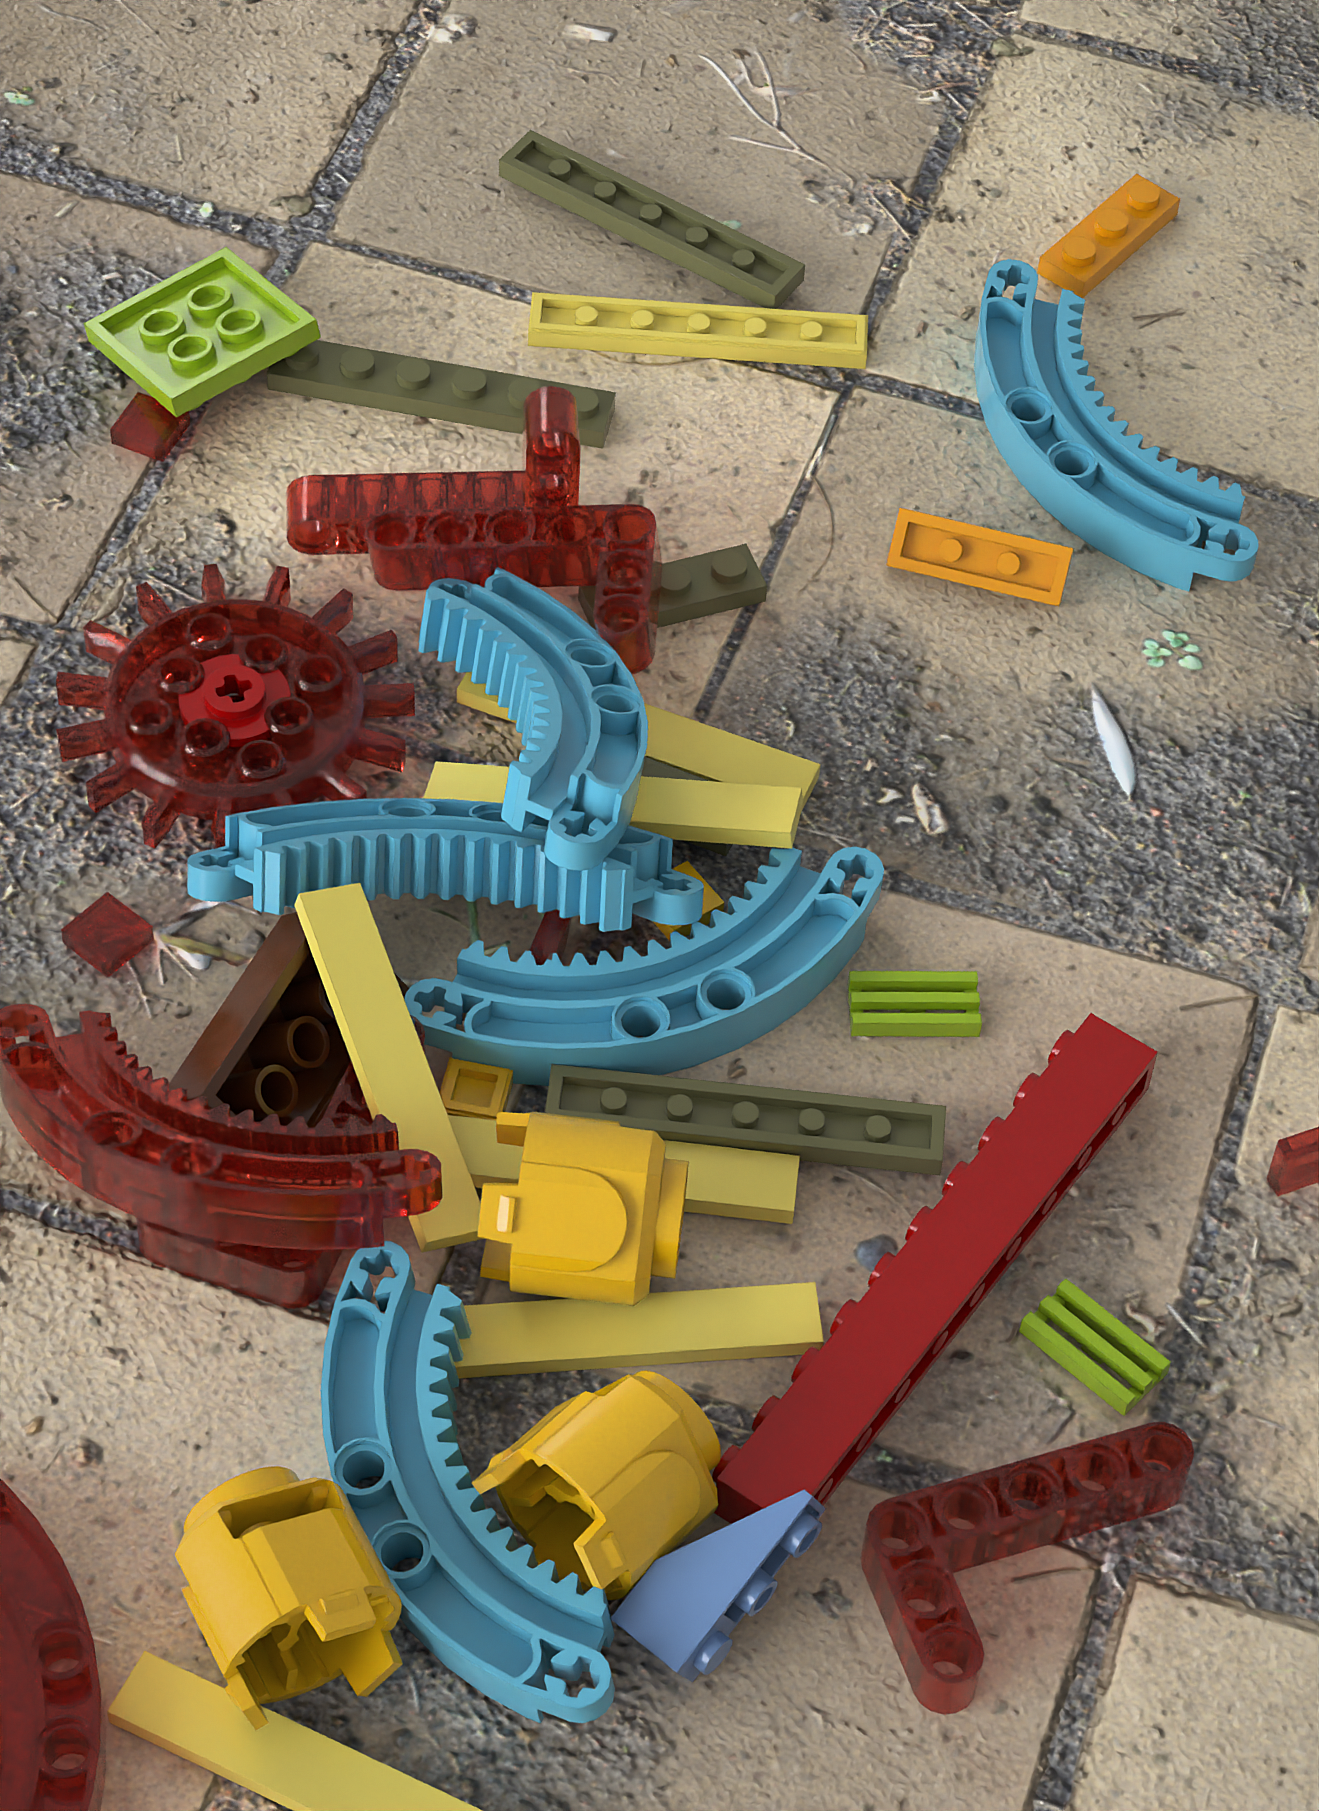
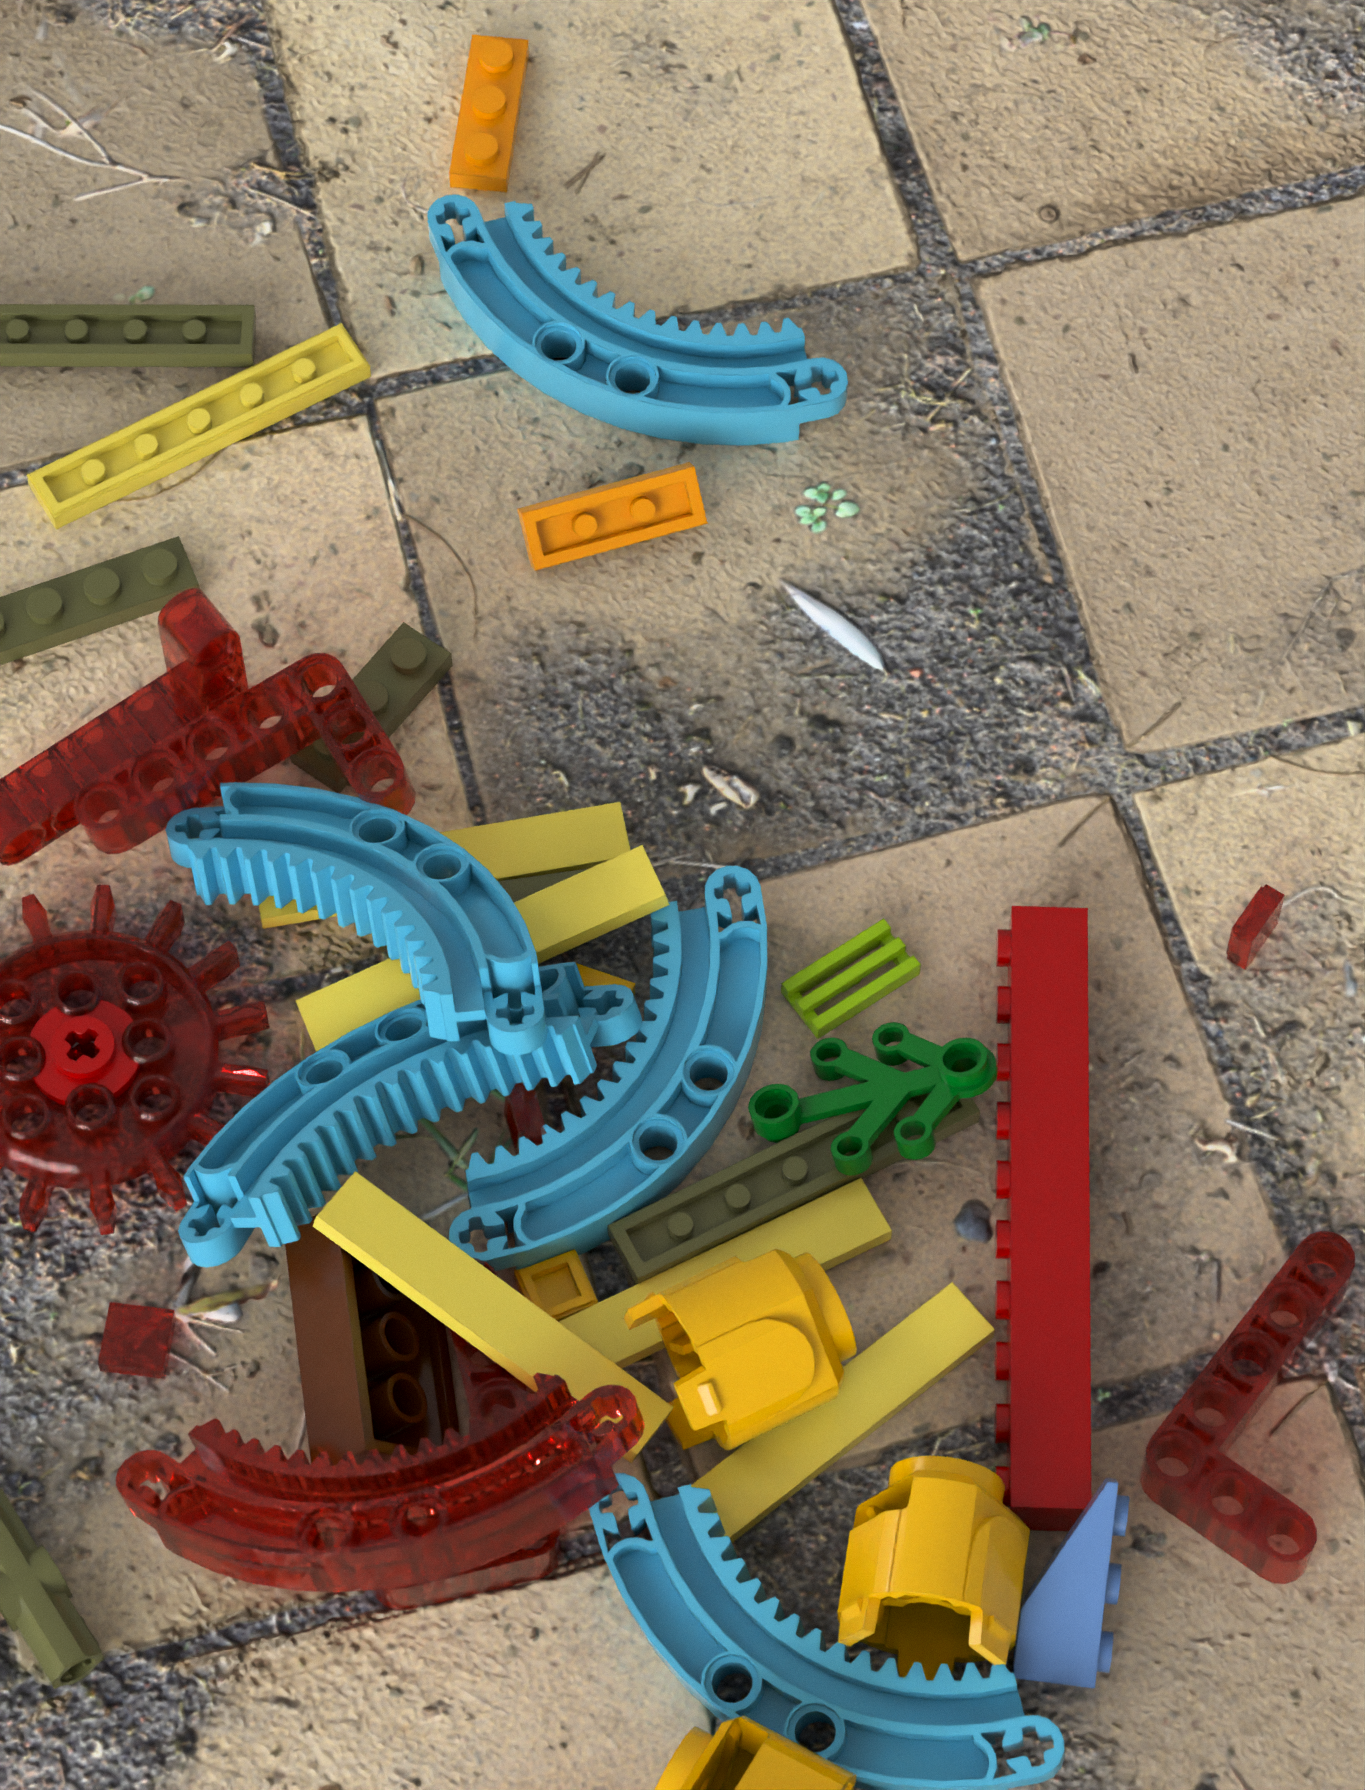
camera: 30 degrees left, 10 degrees up
(938, 1109) = (949, 1073): none -> green plant
(1102, 1339) = (1206, 1174): lime tile -> none

